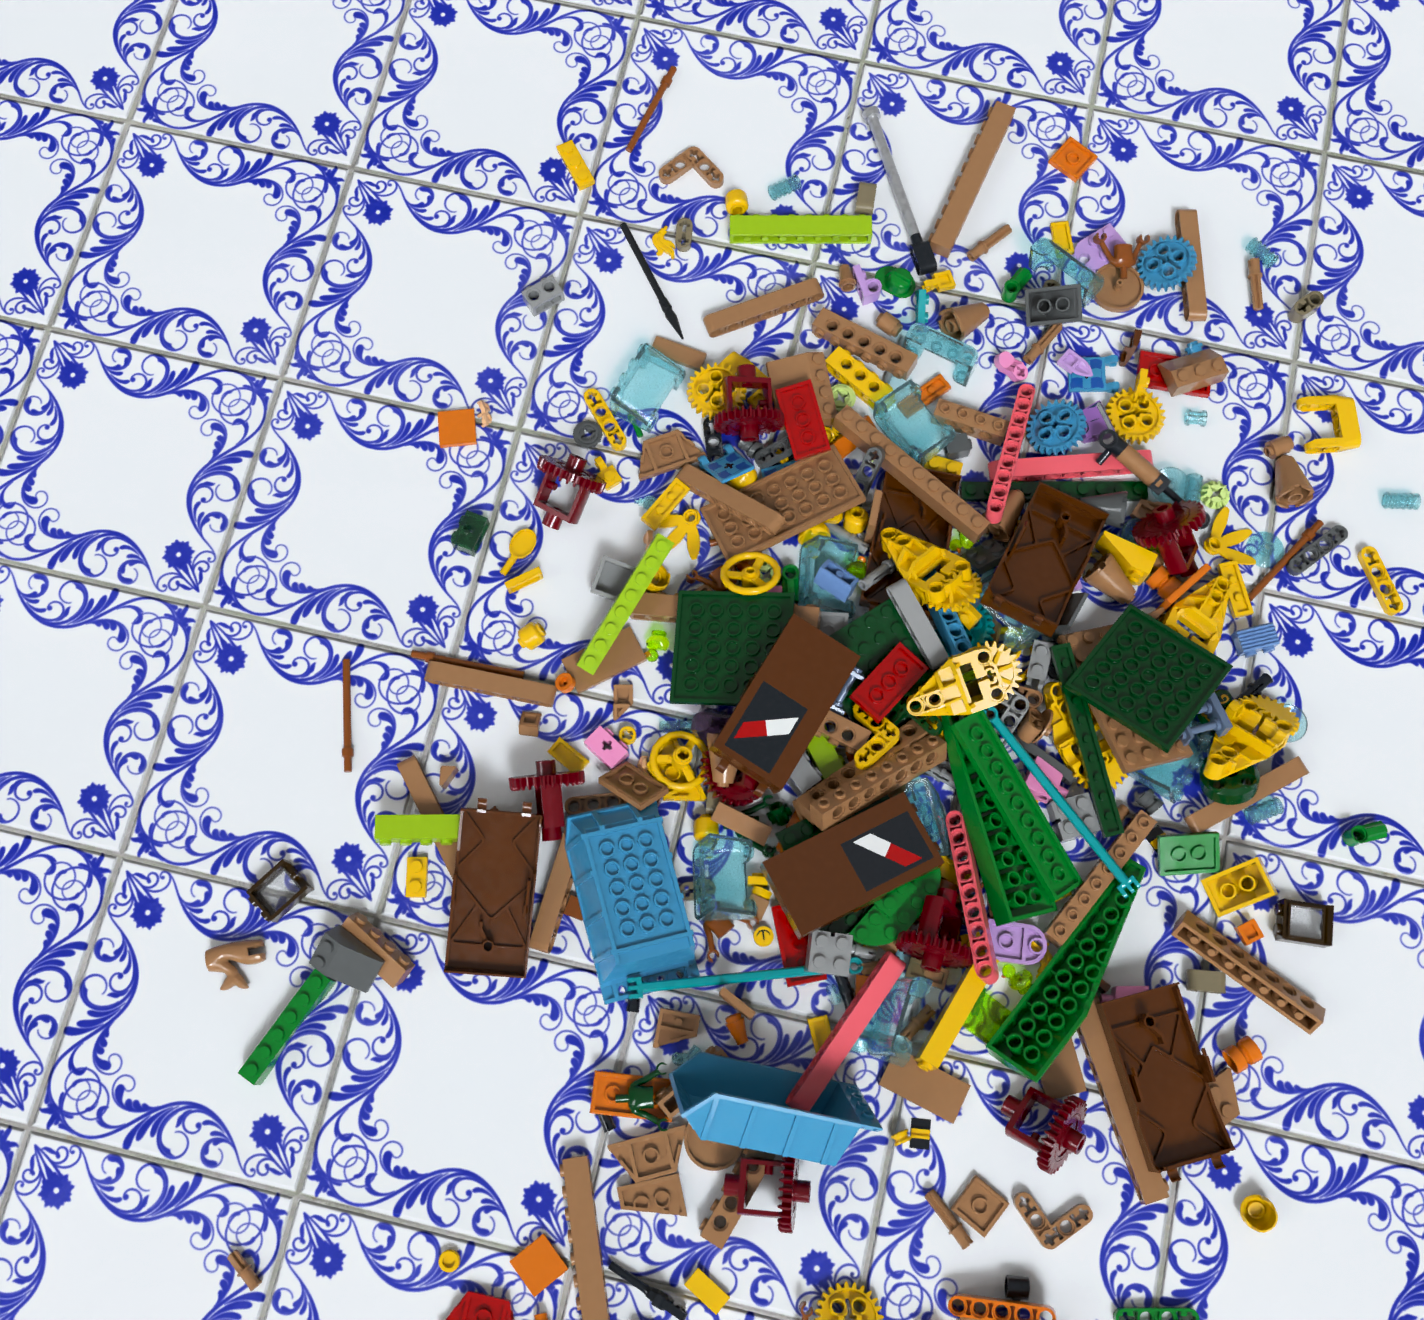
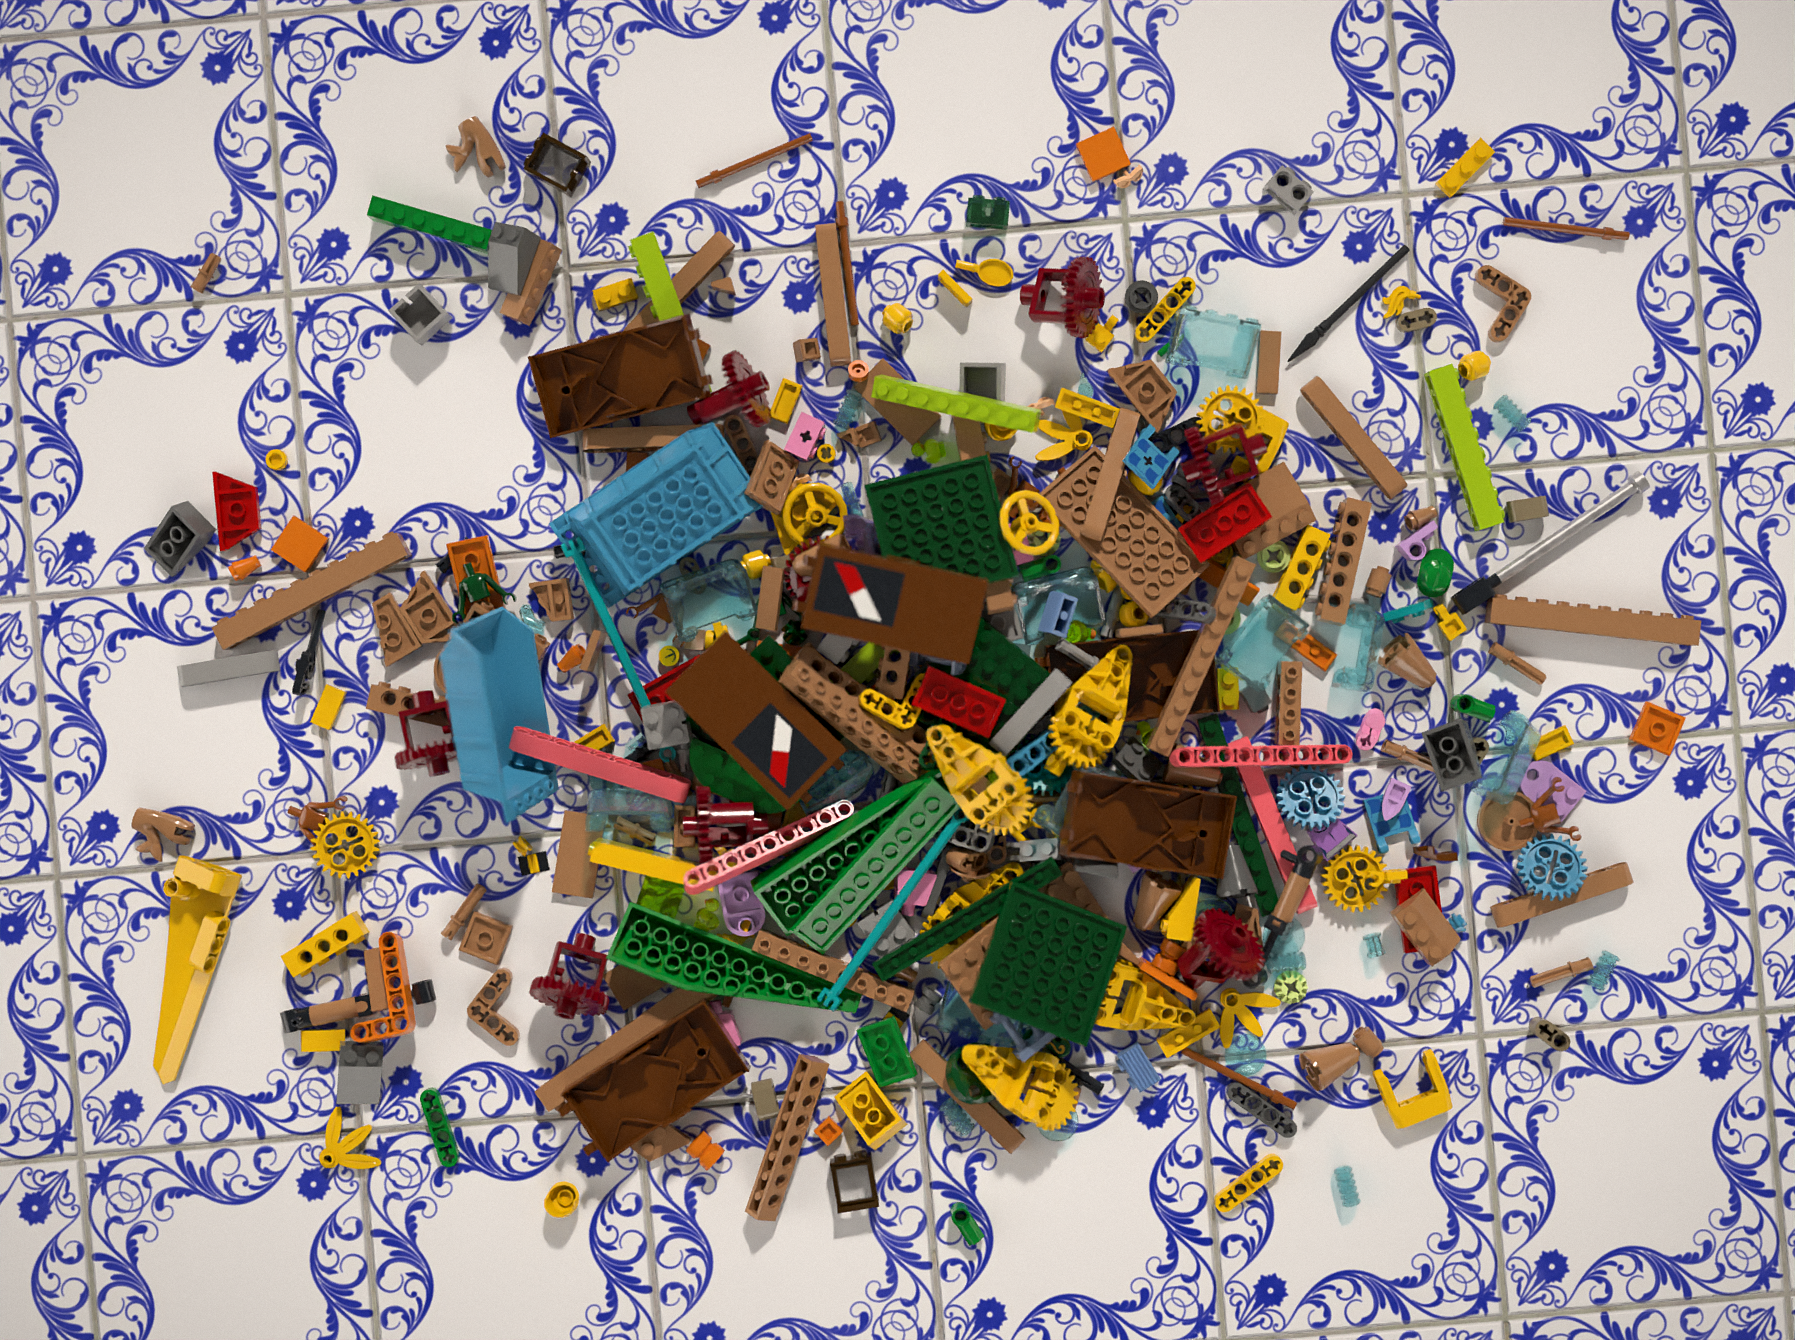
camera: 75 degrees right, 15 degrees up
(368, 1064) = (423, 316): none -> light grey piece
(595, 703) = (848, 409): none -> clear light blue piece

